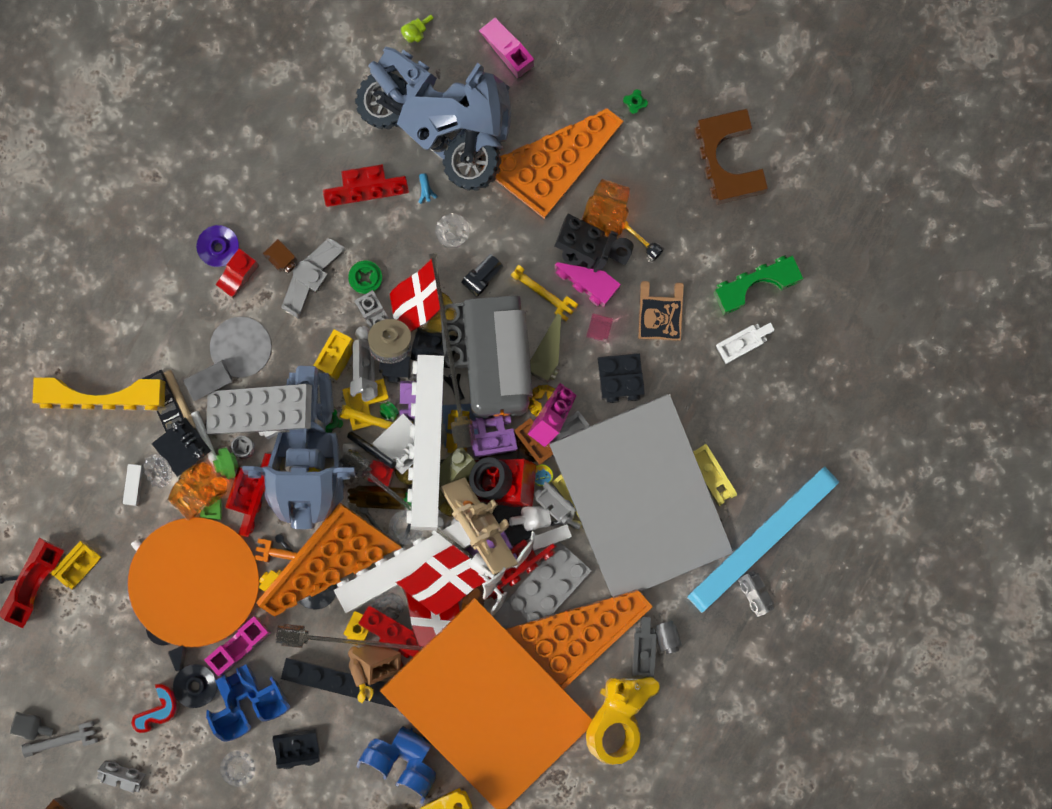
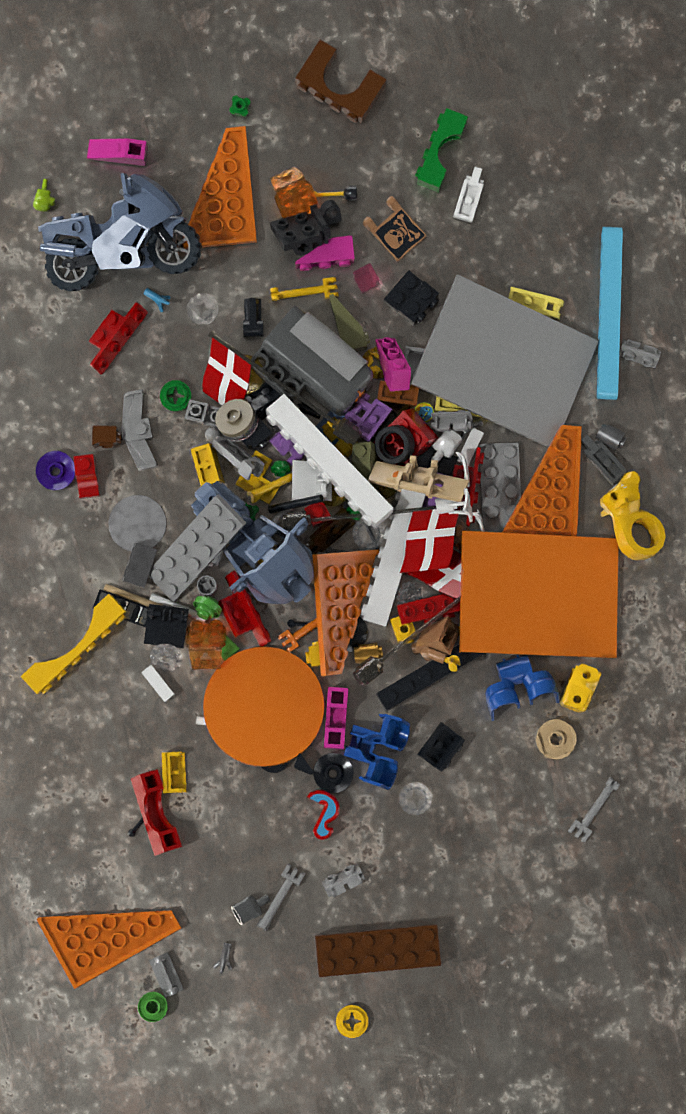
camera: 45 degrees left, 0 degrees up
(313, 620) = (364, 651): none -> pearl gold brick

